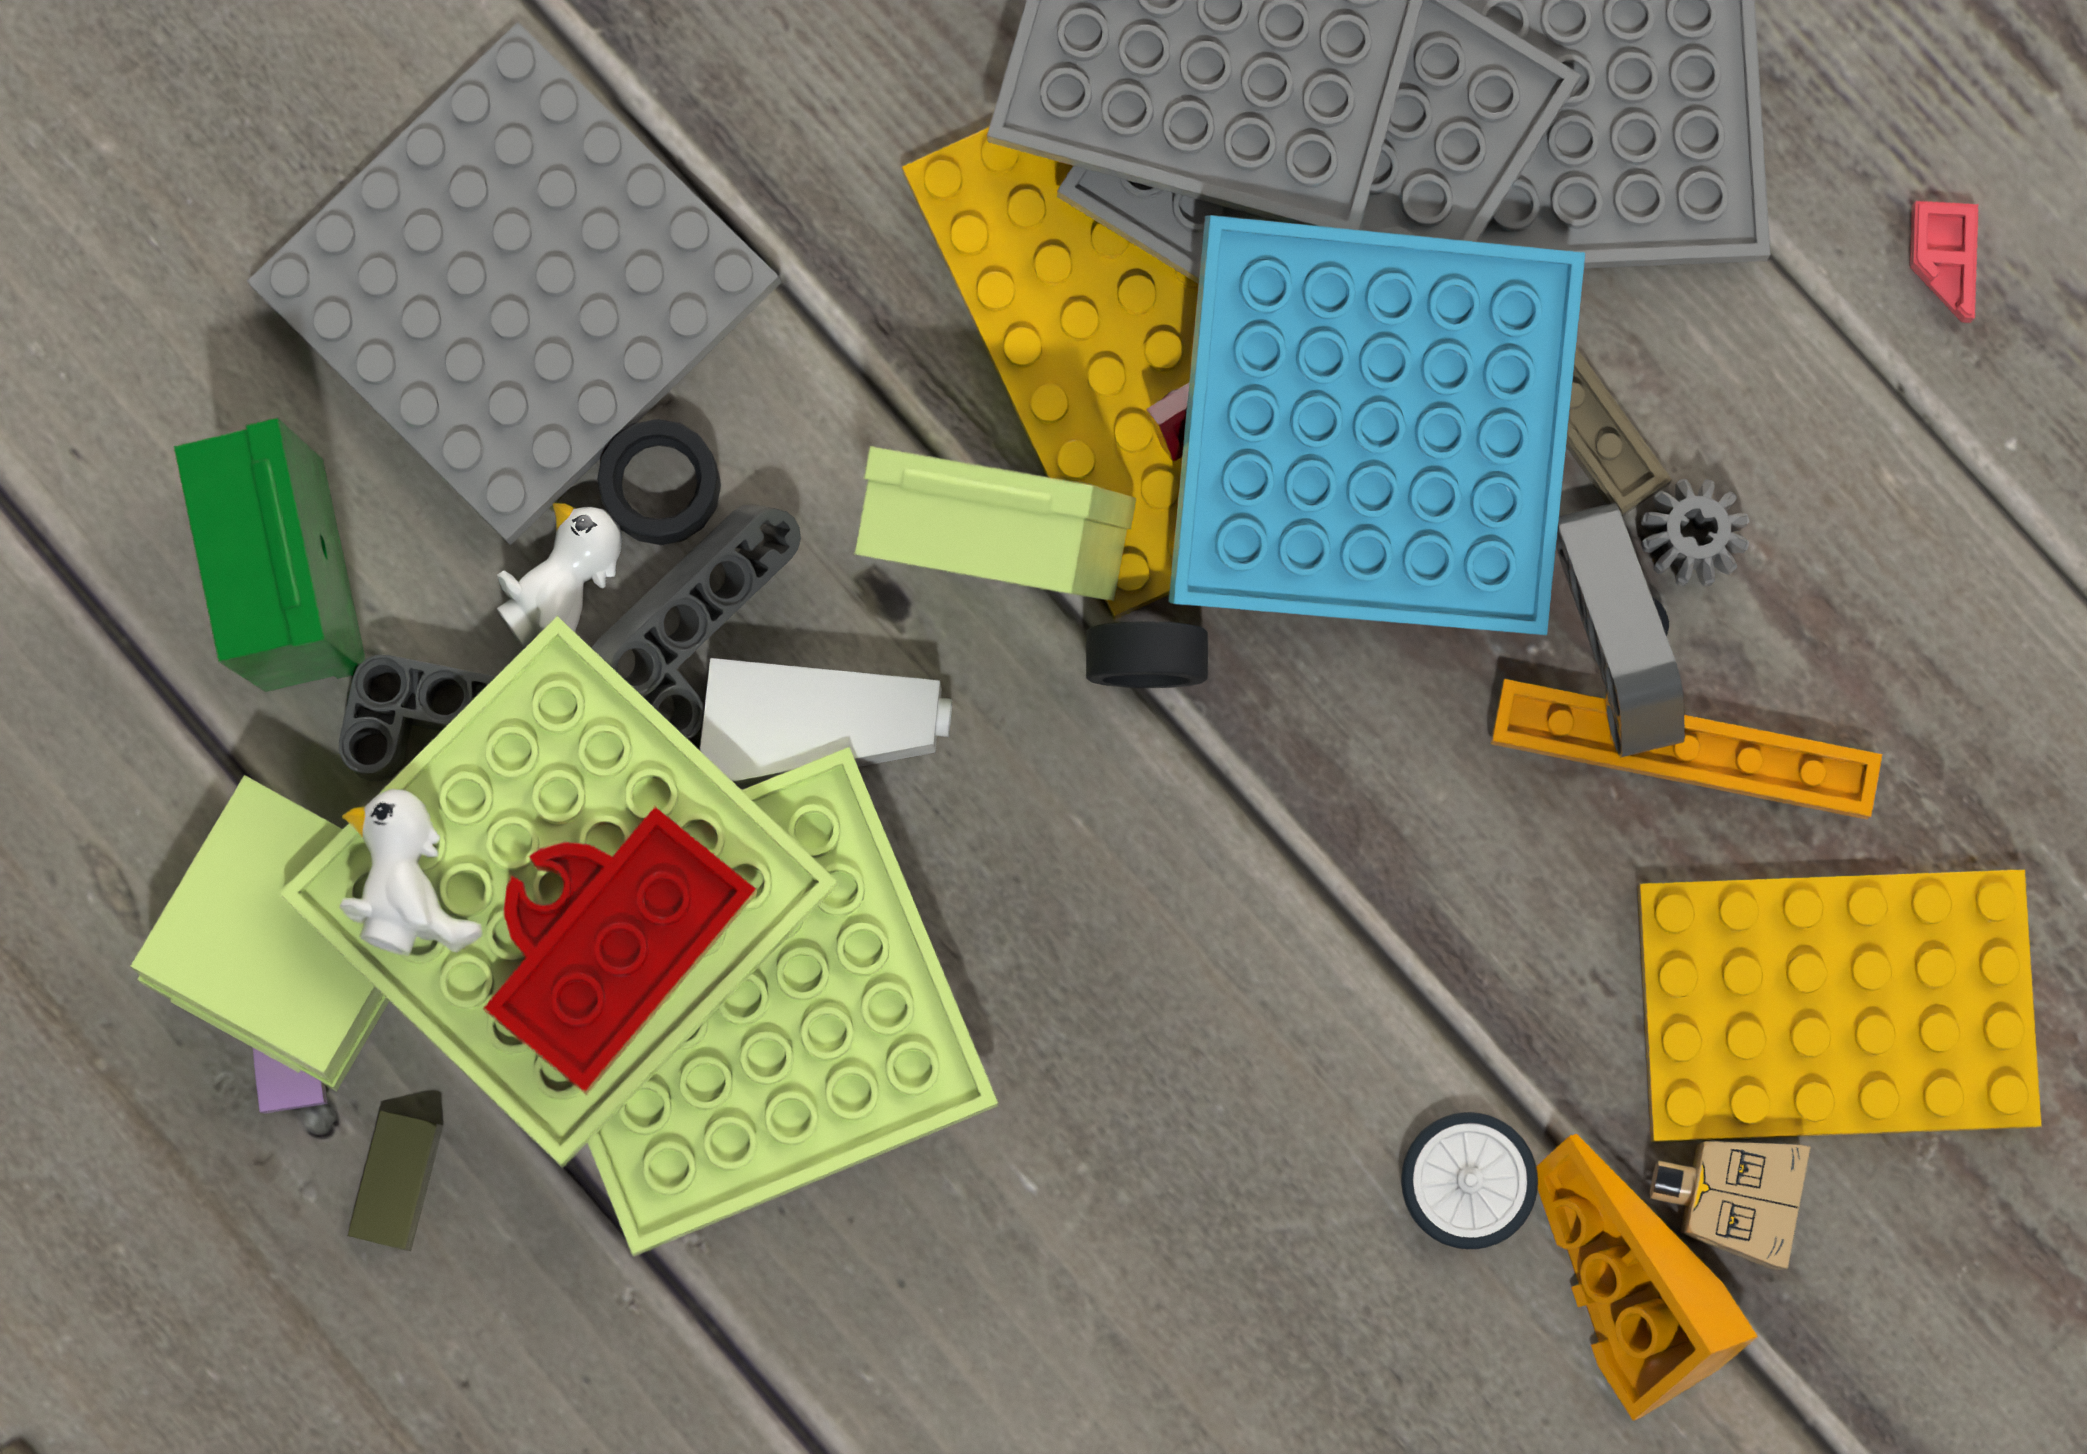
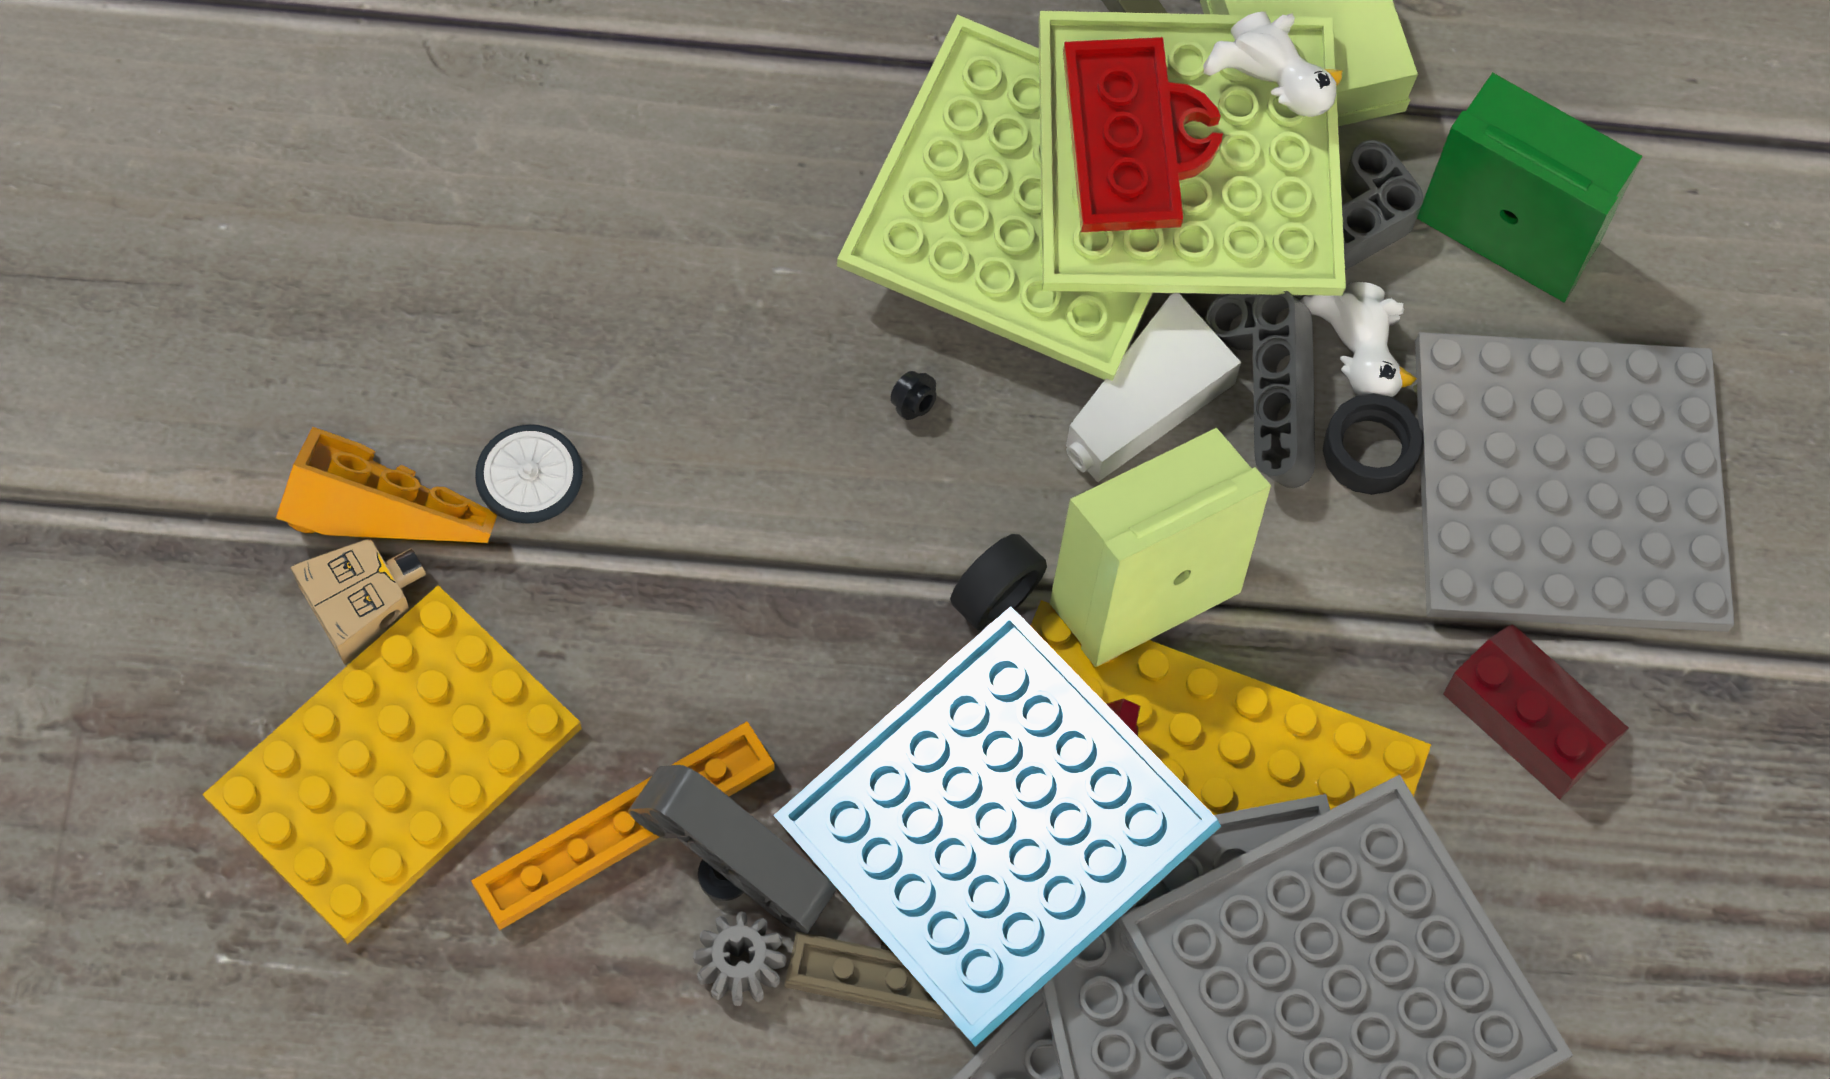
camera: 130 degrees right, 15 degrees down
(772, 110) = (1534, 710): none -> dark red slope
(1036, 923) = (914, 394): none -> black plate

